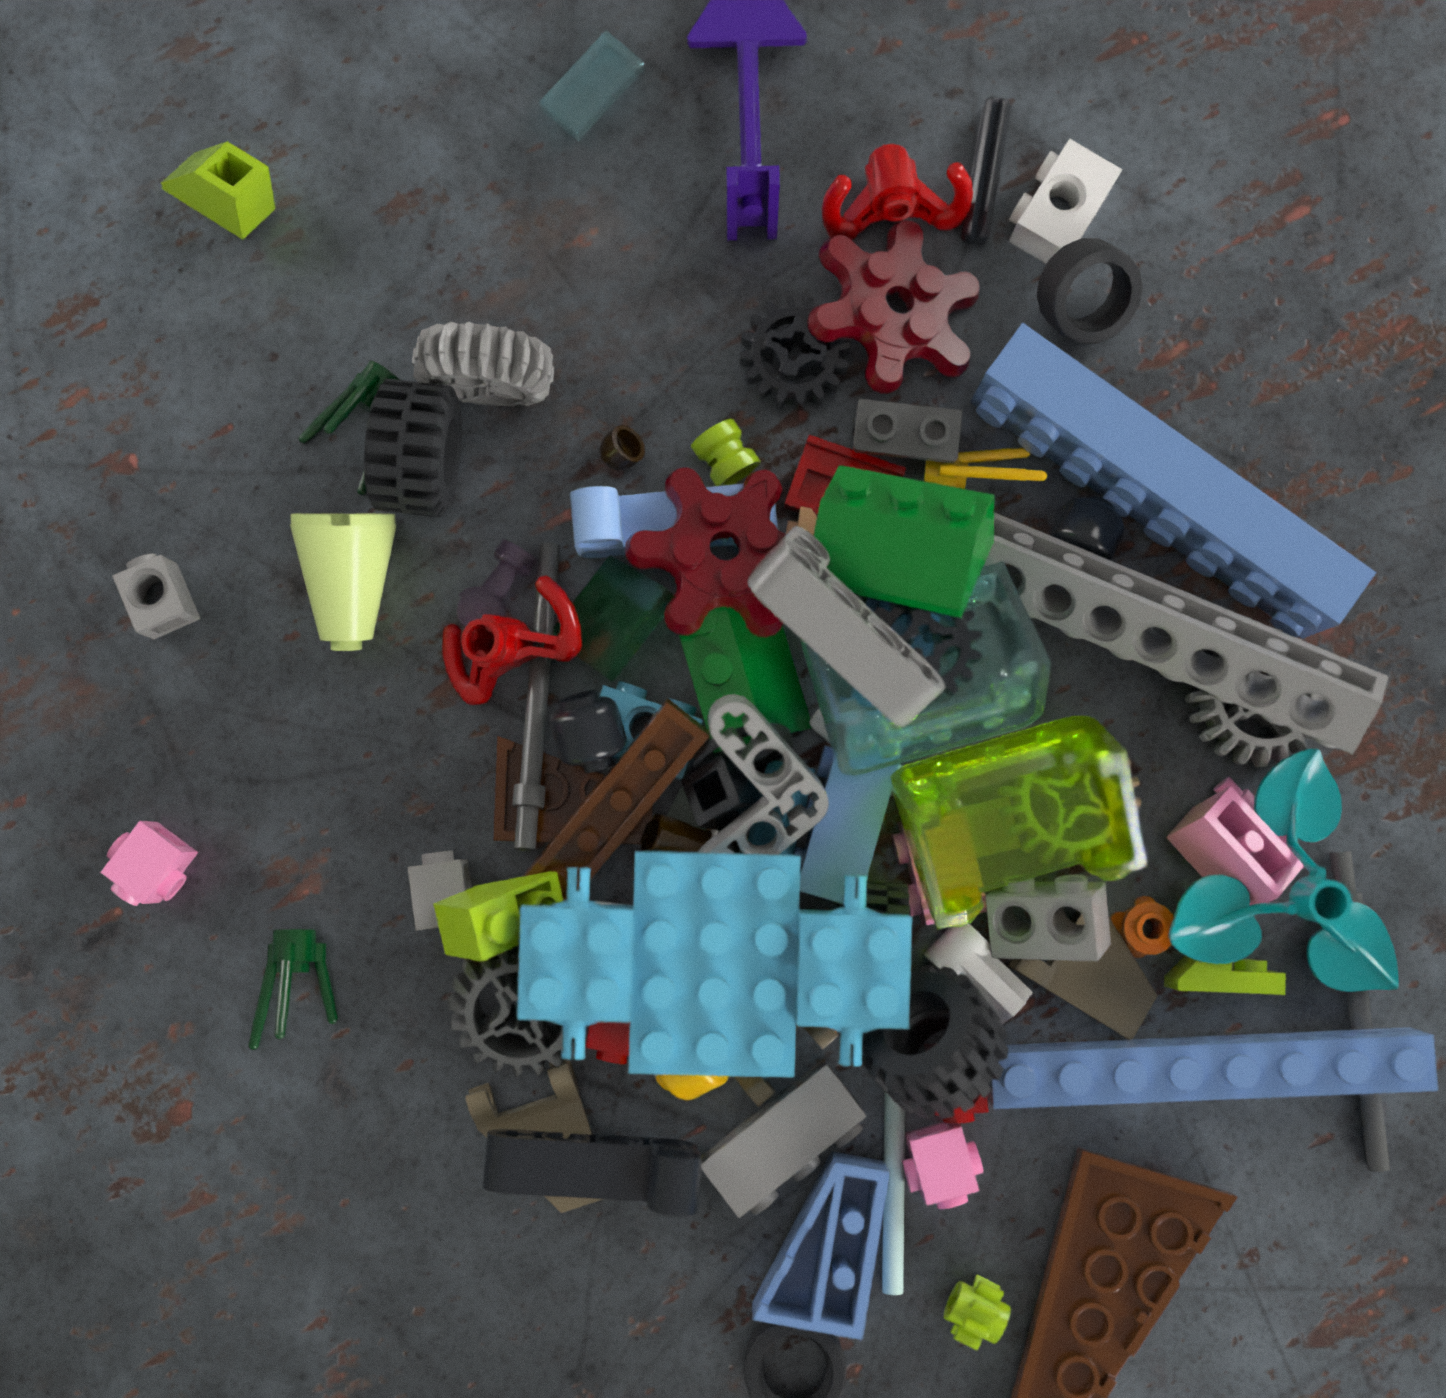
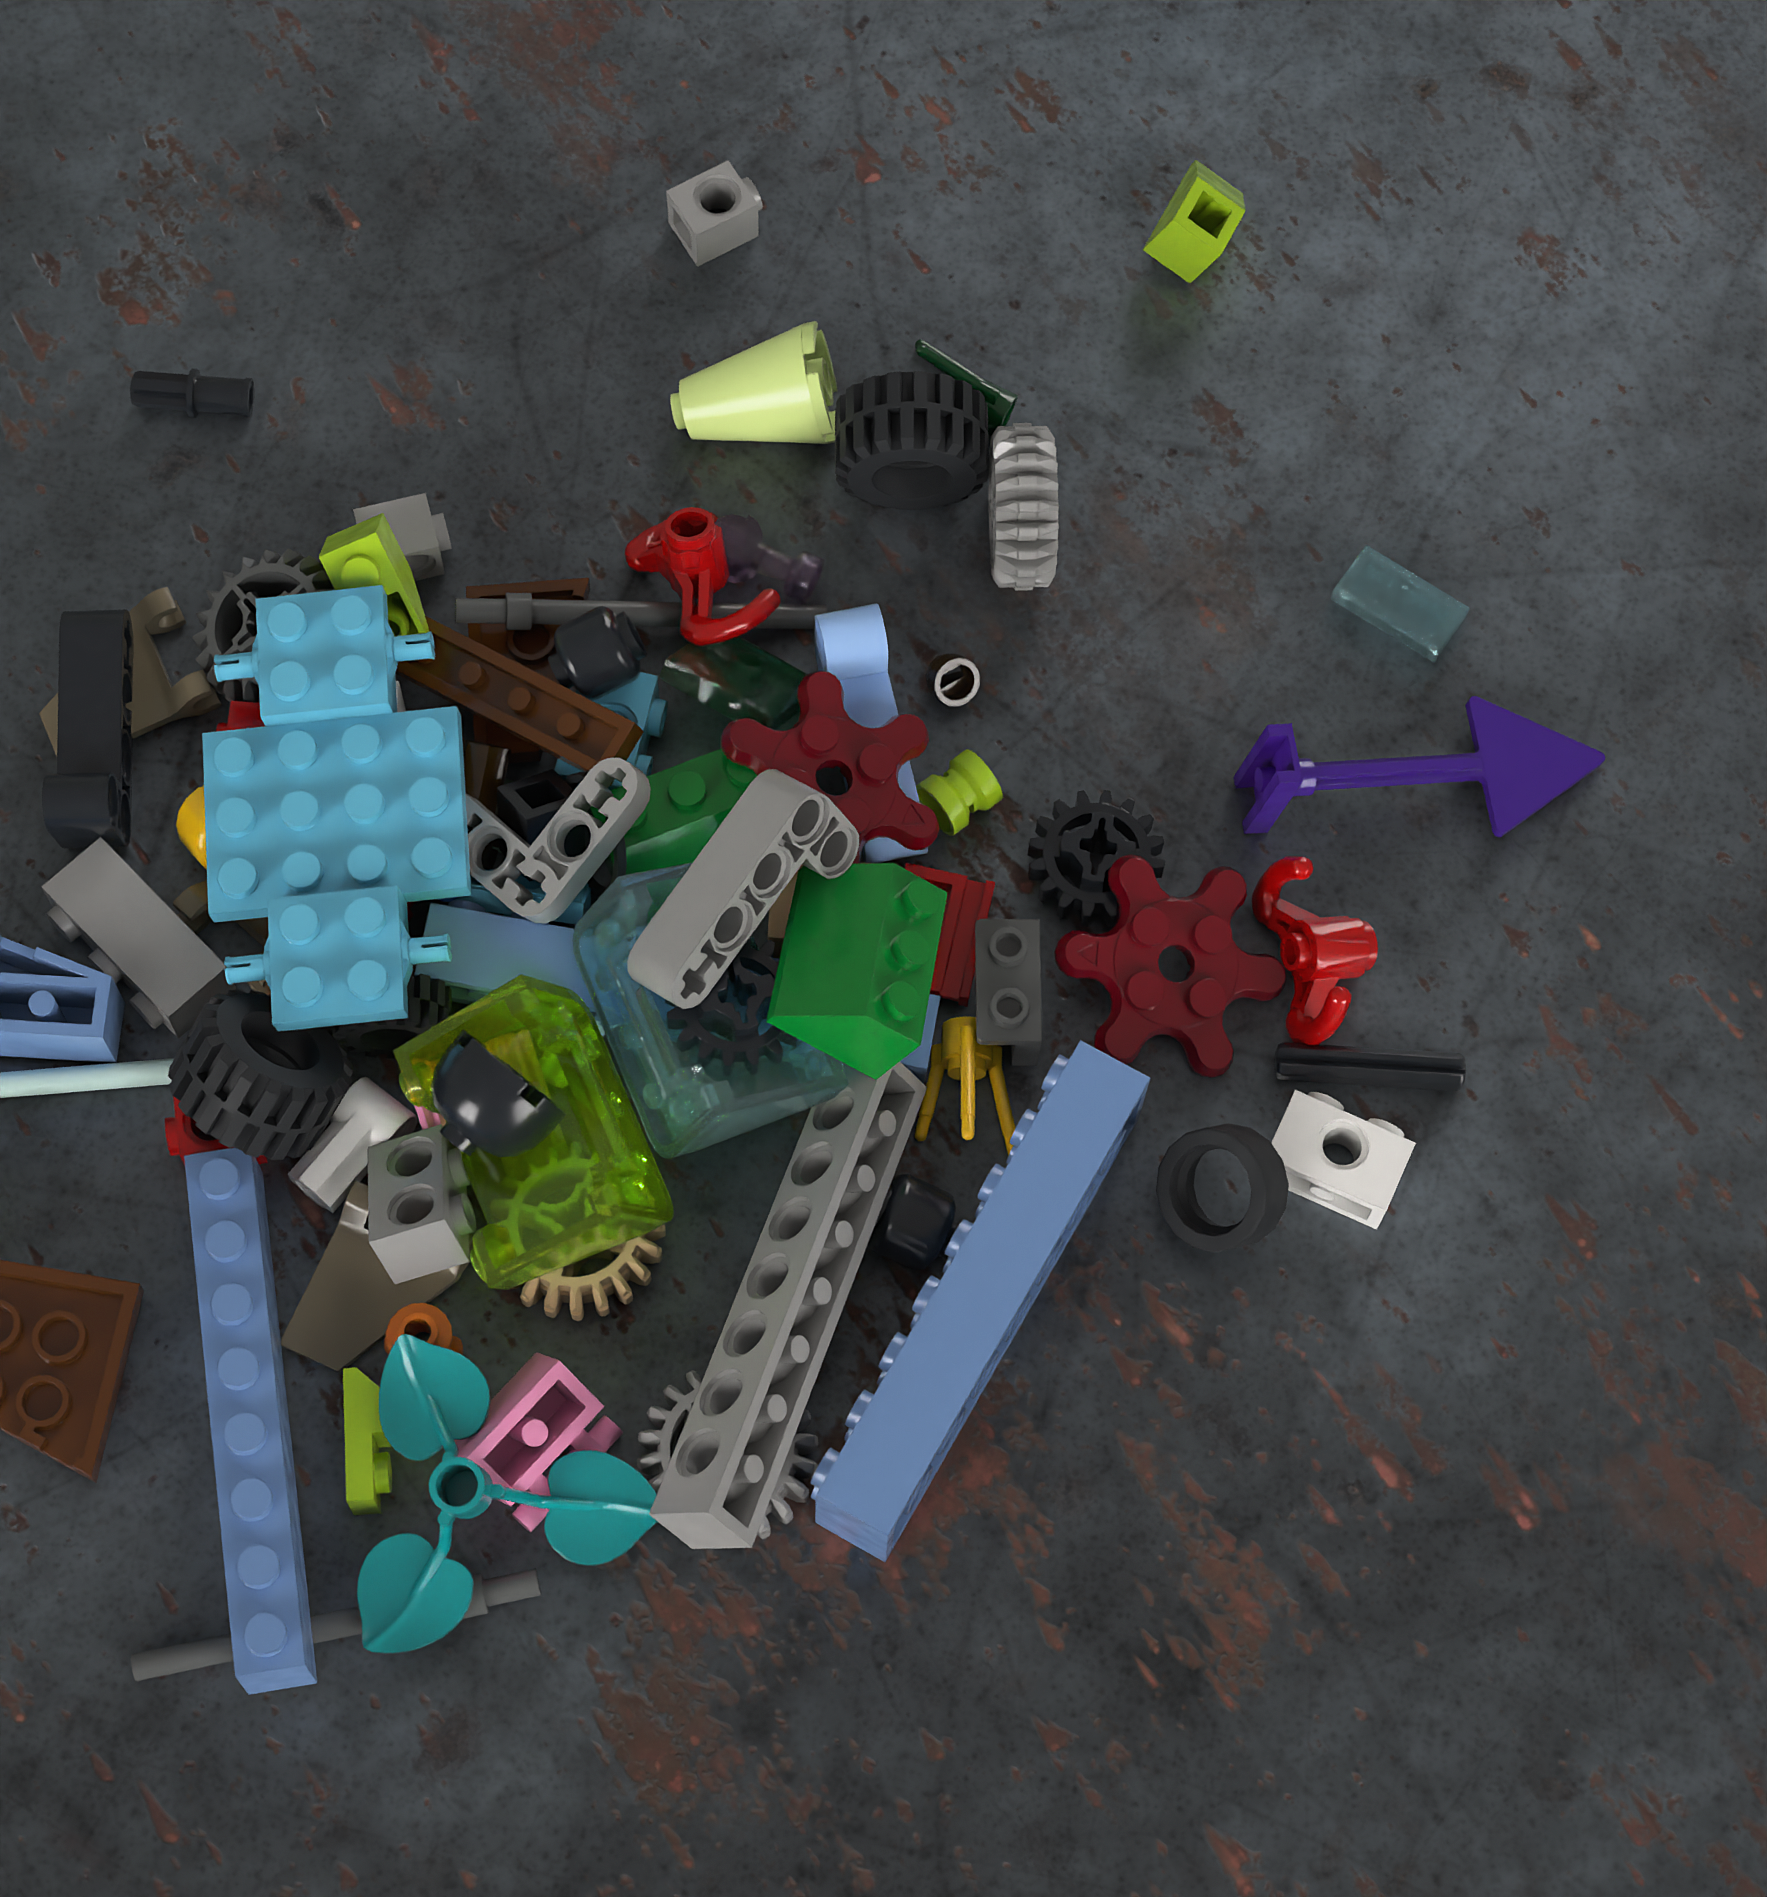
camera: 80 degrees right, 15 degrees down
(148, 864) = (410, 241): bright pink brick -> none
(271, 1069) = (192, 393): none -> black axle
(288, 954) = (318, 397): dark green plant -> none
(942, 1165) = (114, 1122): bright pink brick -> none
(992, 850) = (489, 1102): none -> black cylinder

